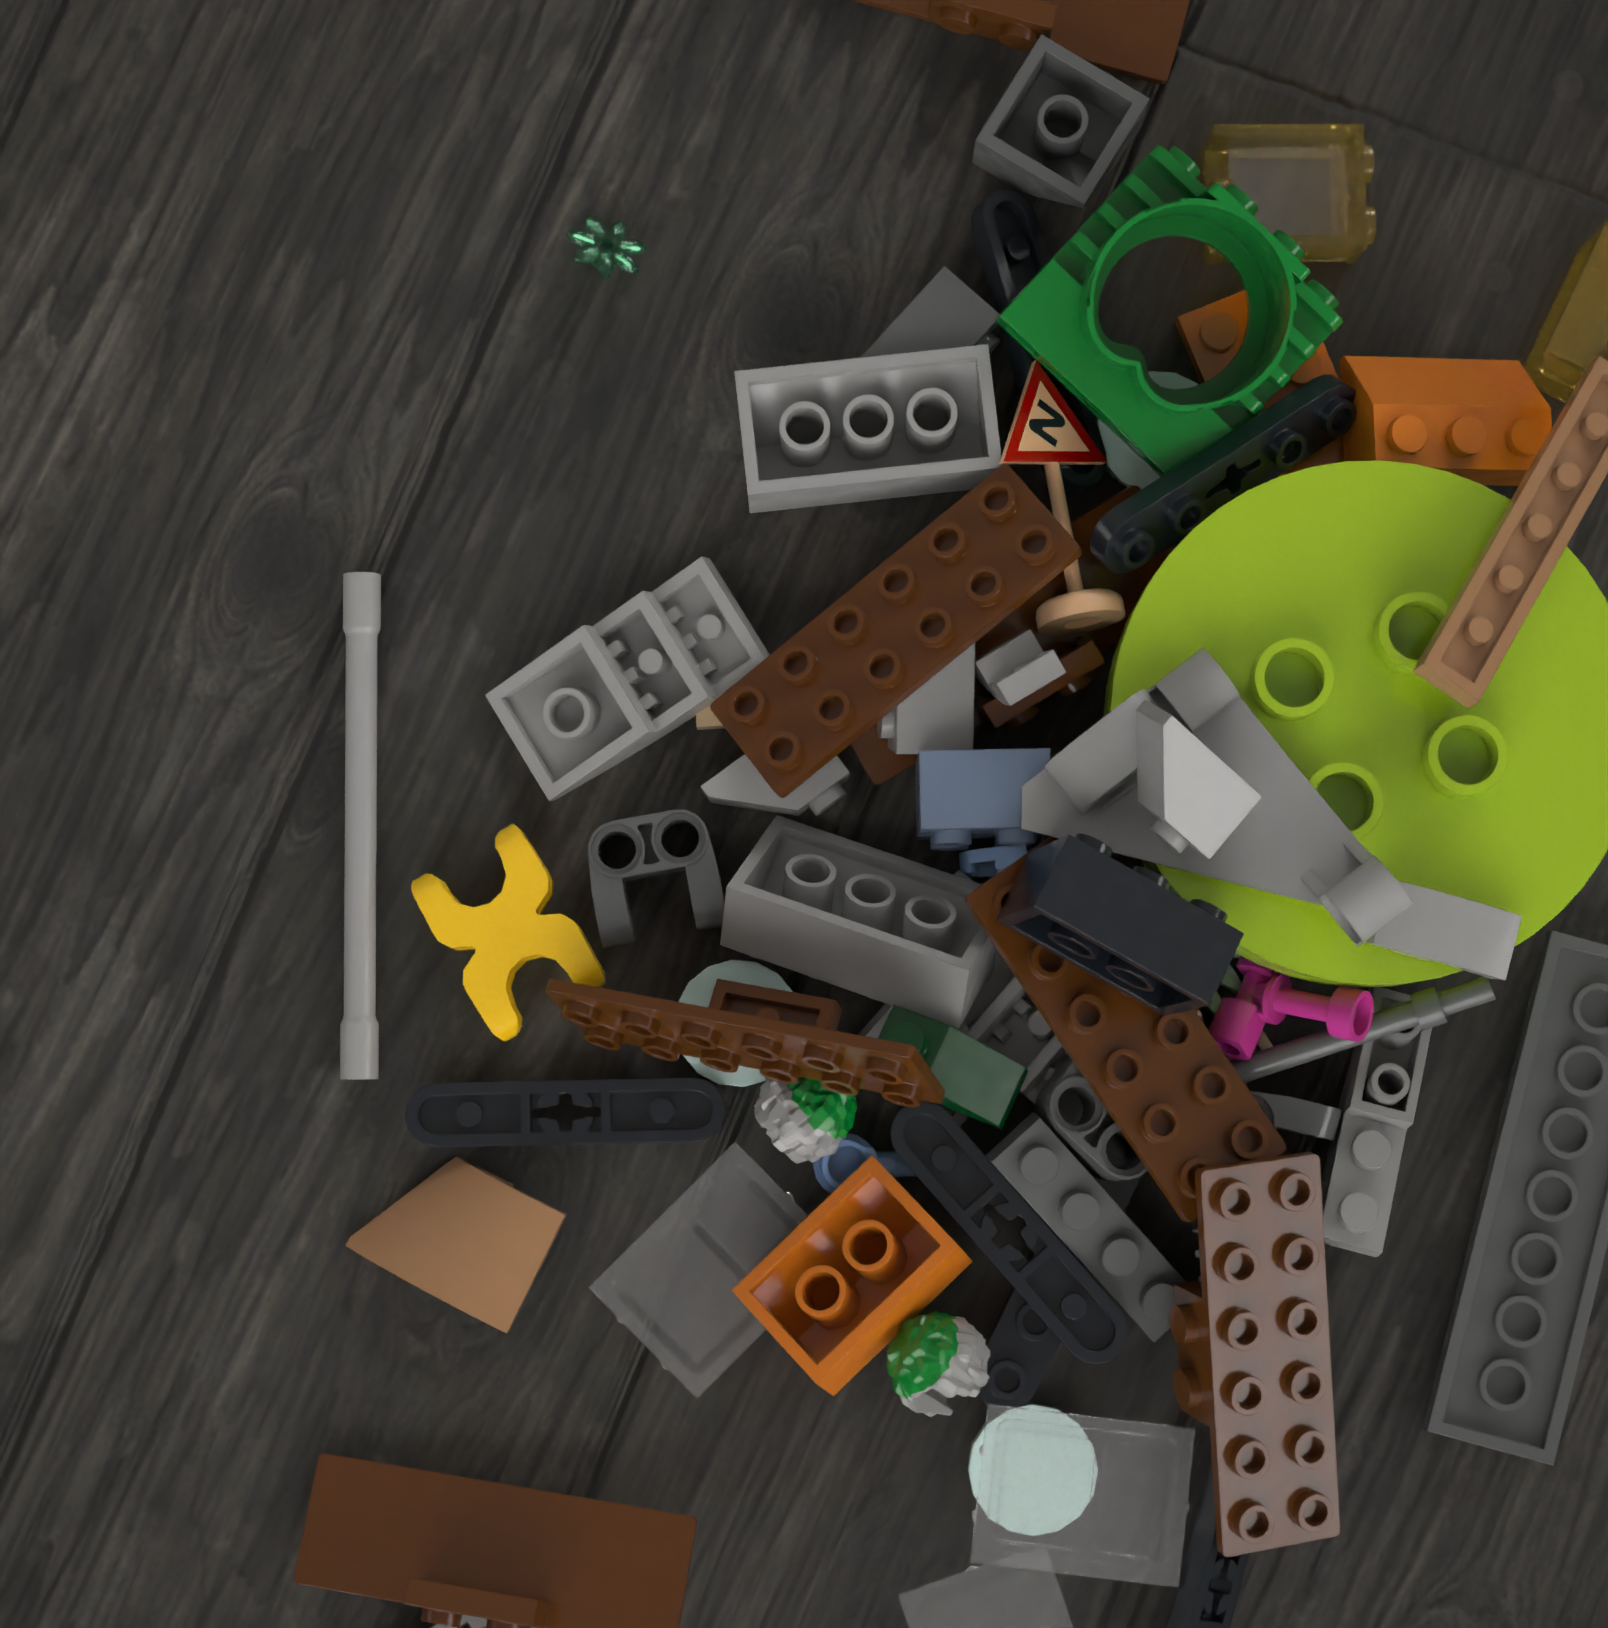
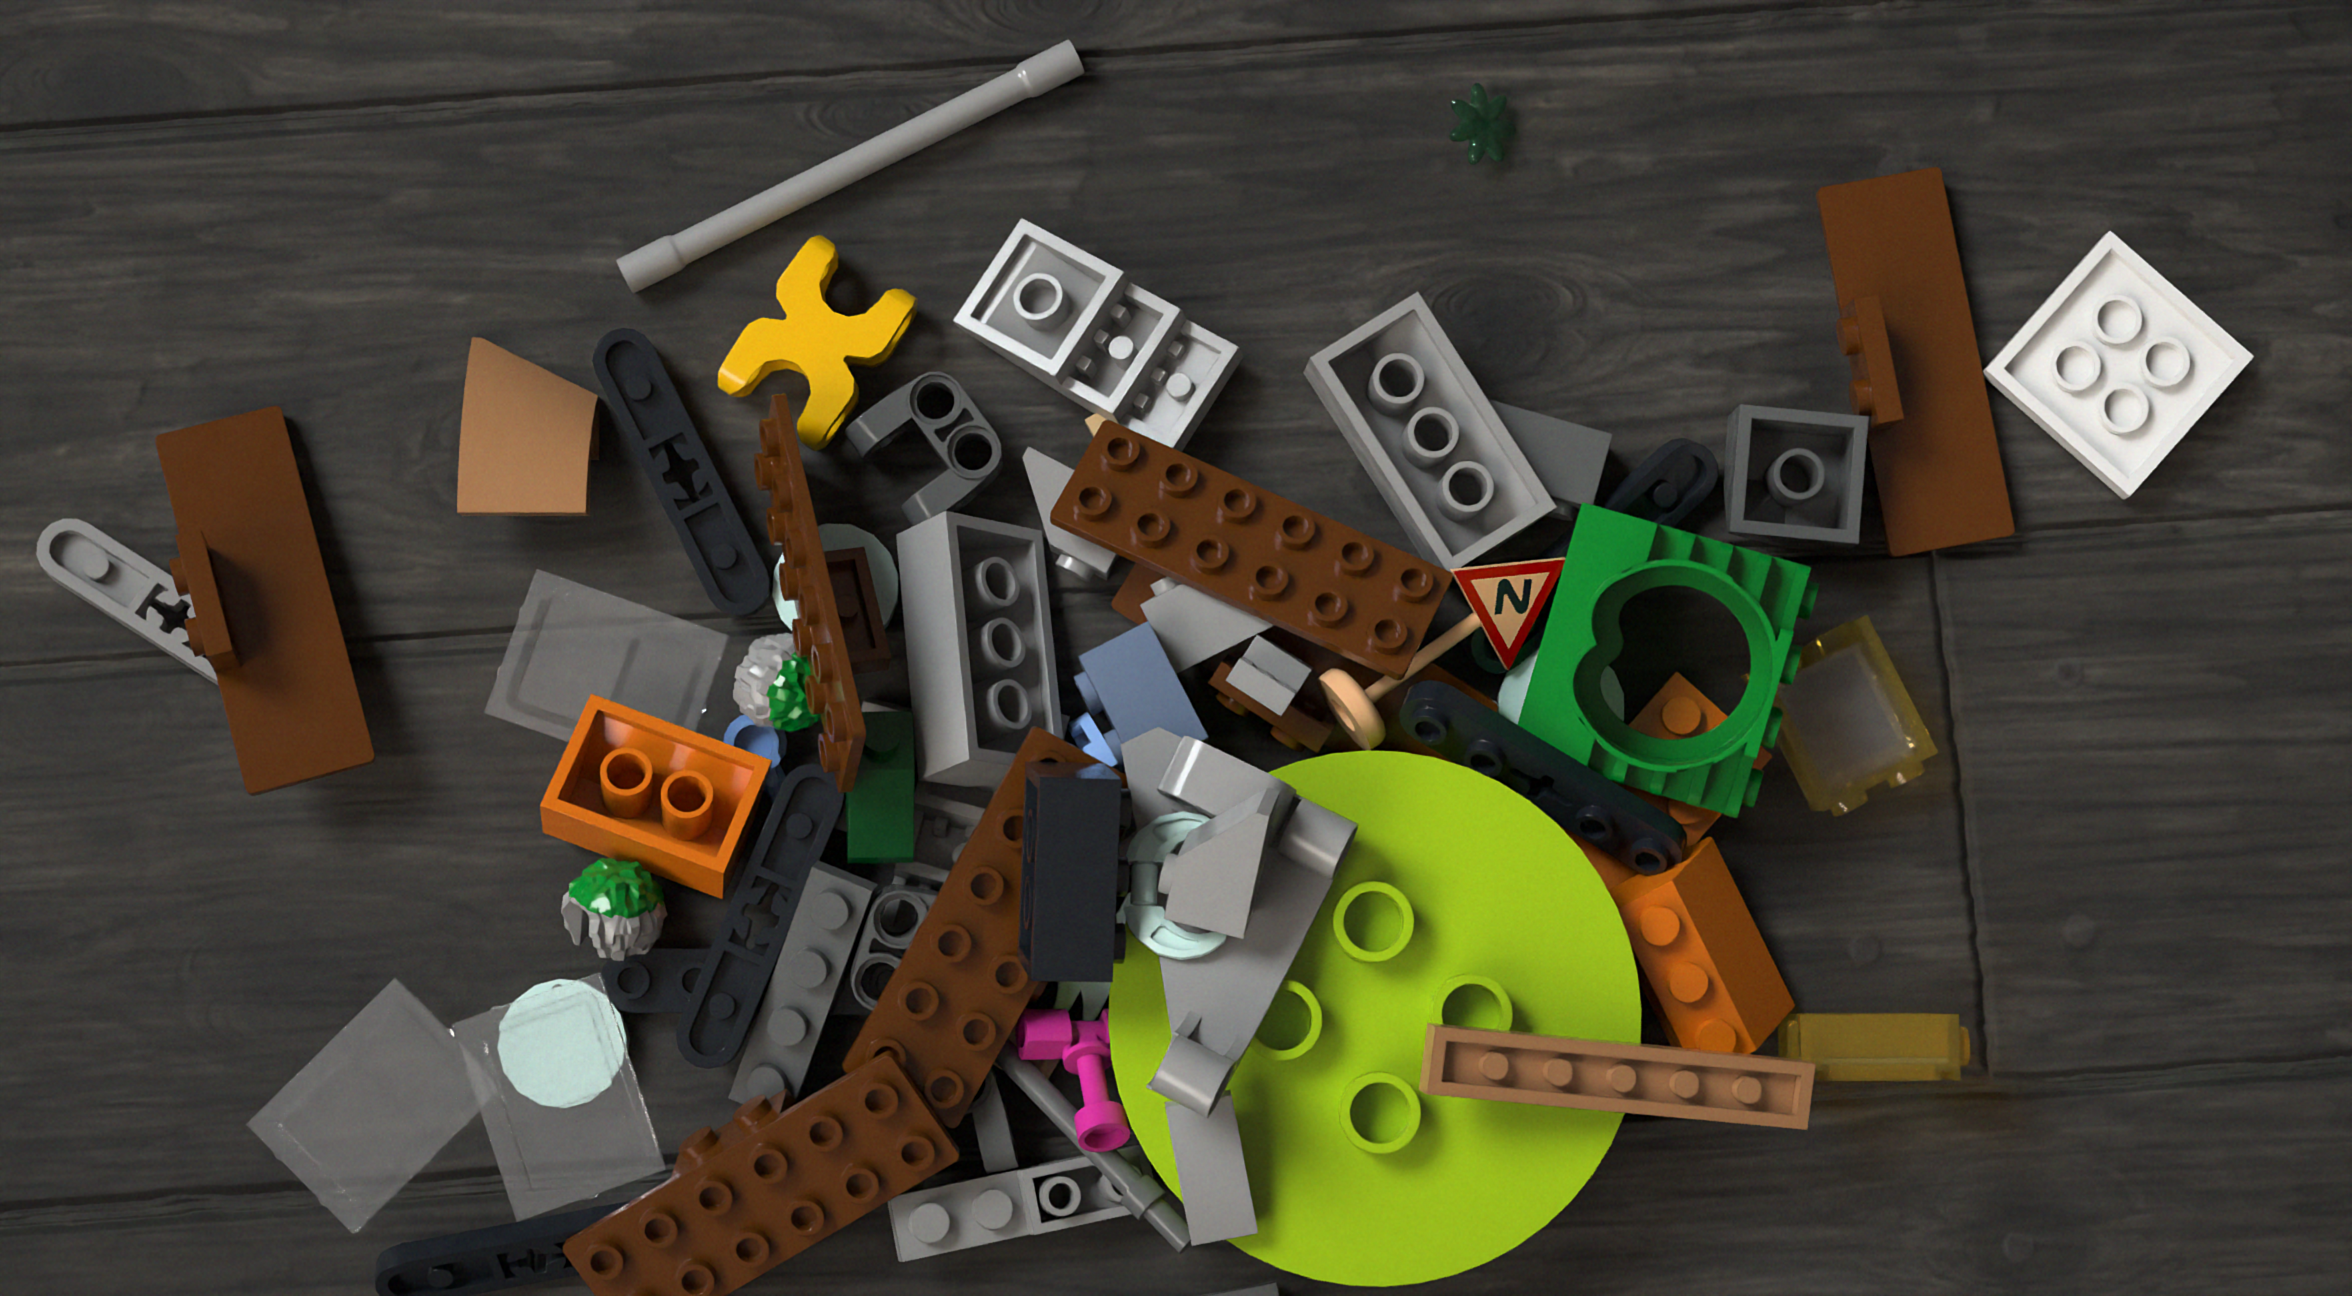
camera: 60 degrees right, 0 degrees up
(1197, 879) = (1143, 916): none -> light aqua piece

